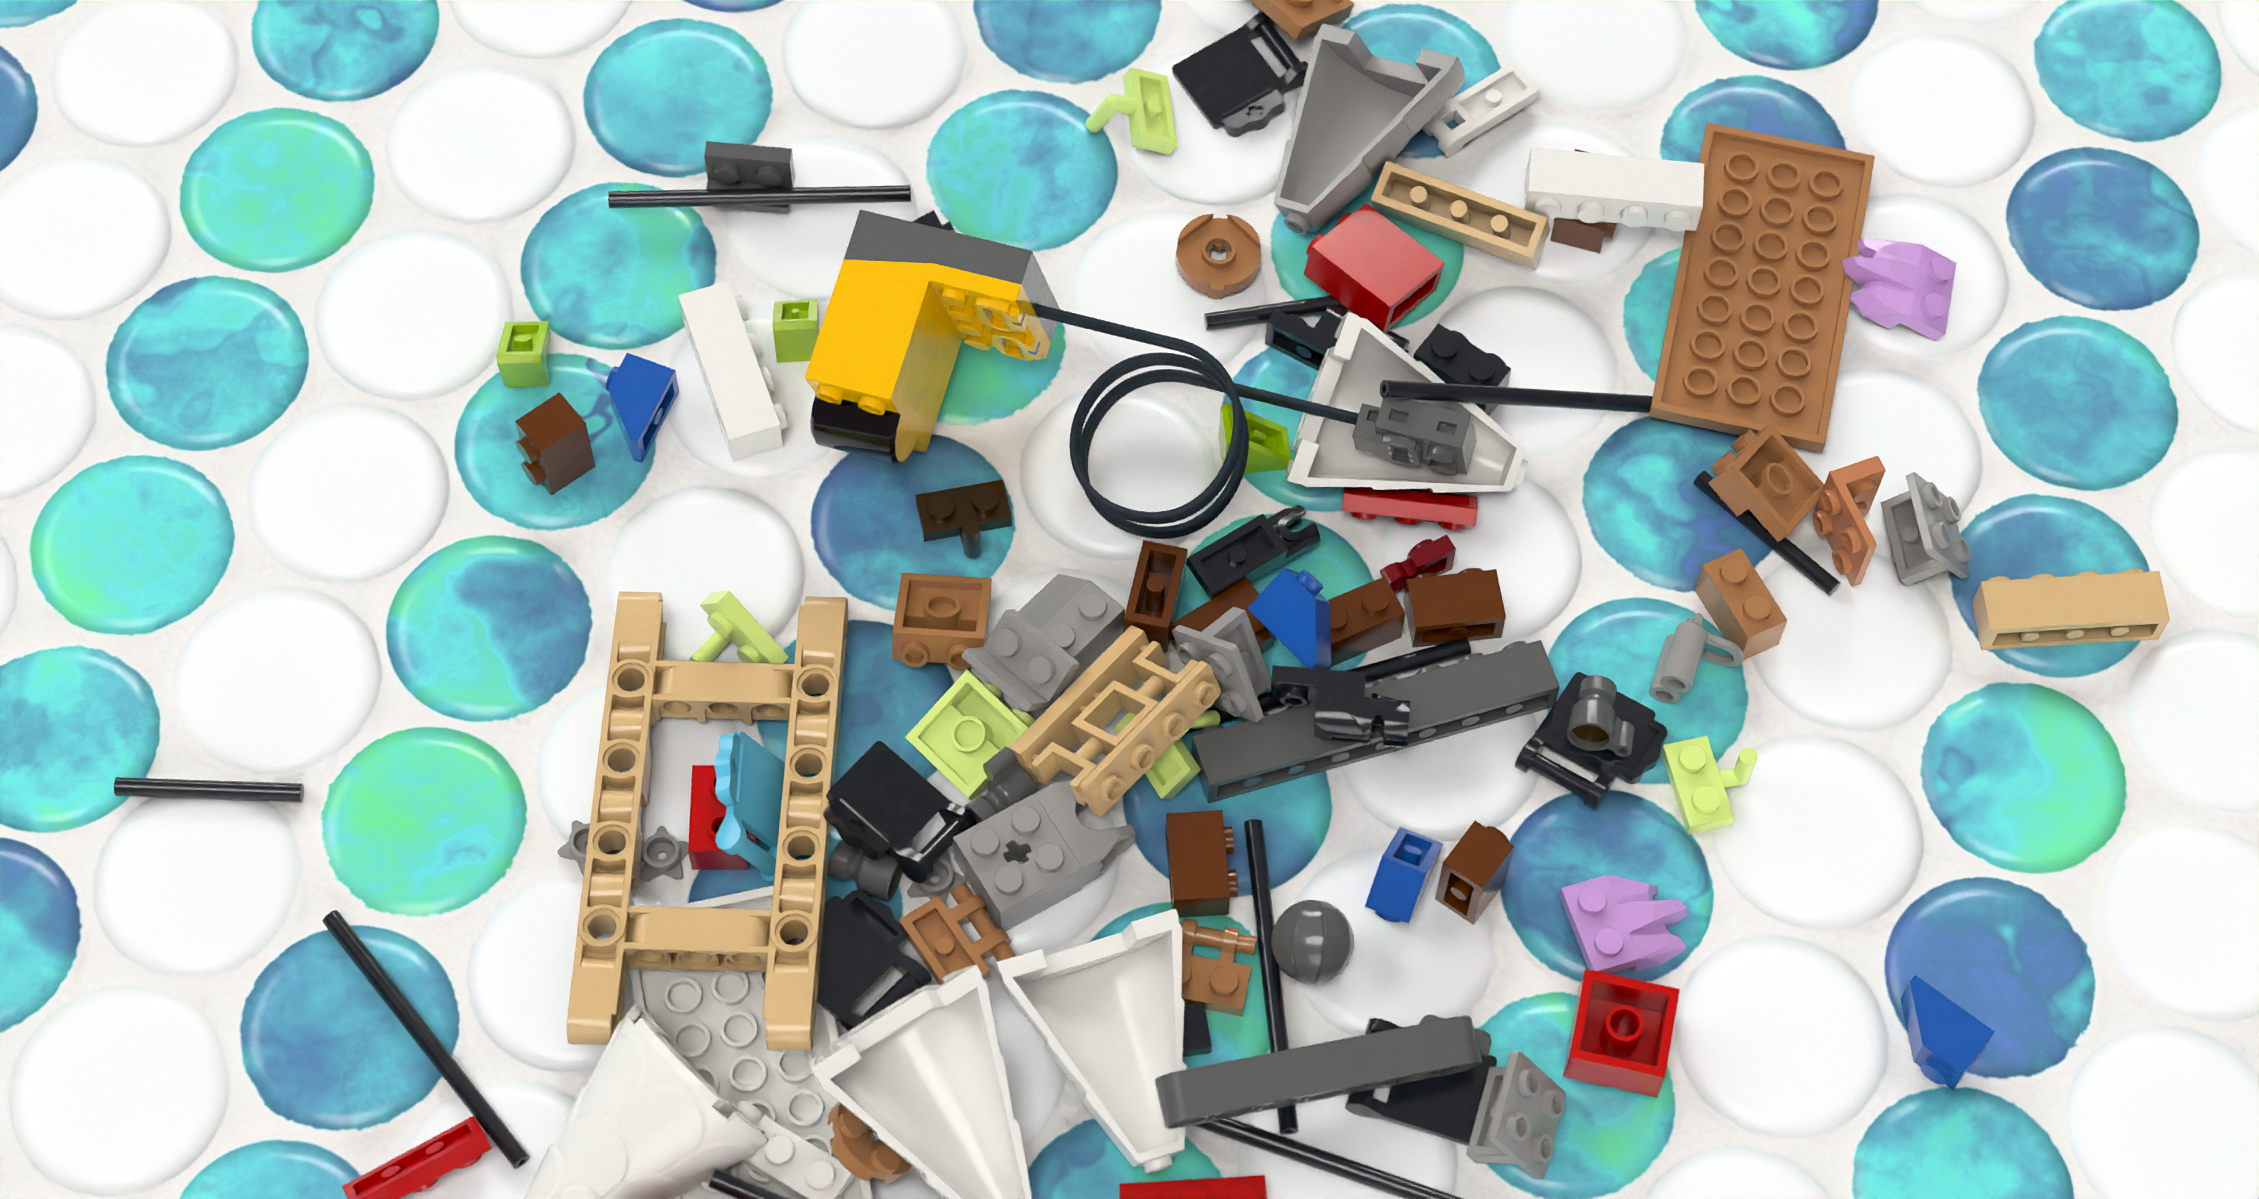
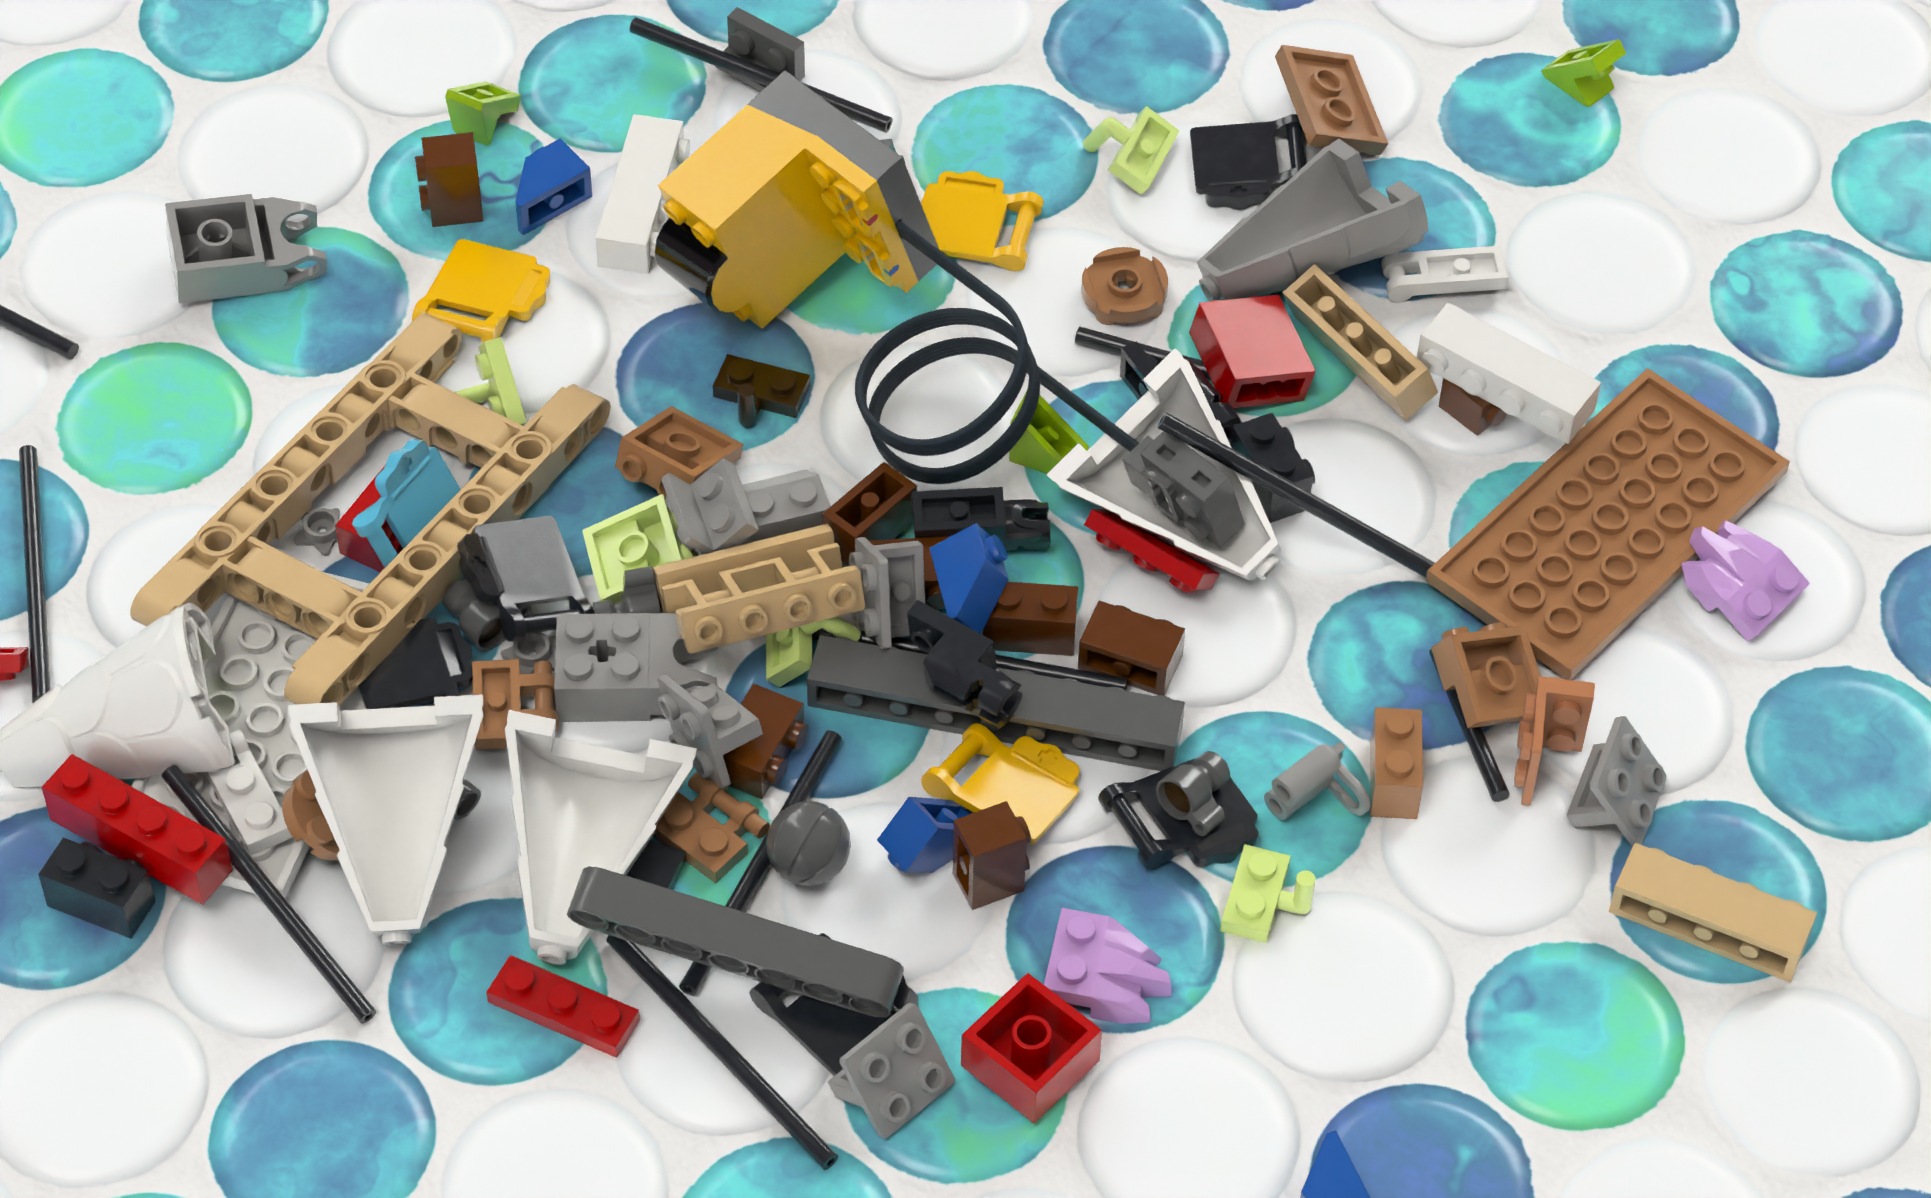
camera: 30 degrees right, 10 degrees down
(393, 611) = (239, 246): none -> light grey brick
(648, 530) = (488, 284): none -> yellow piece
(1046, 235) = (969, 214): none -> yellow piece
(1159, 877) = (708, 722): none -> light grey bracket
(1424, 557) = (1135, 594): dark red plate -> none
(1442, 789) = (1029, 776): none -> yellow piece

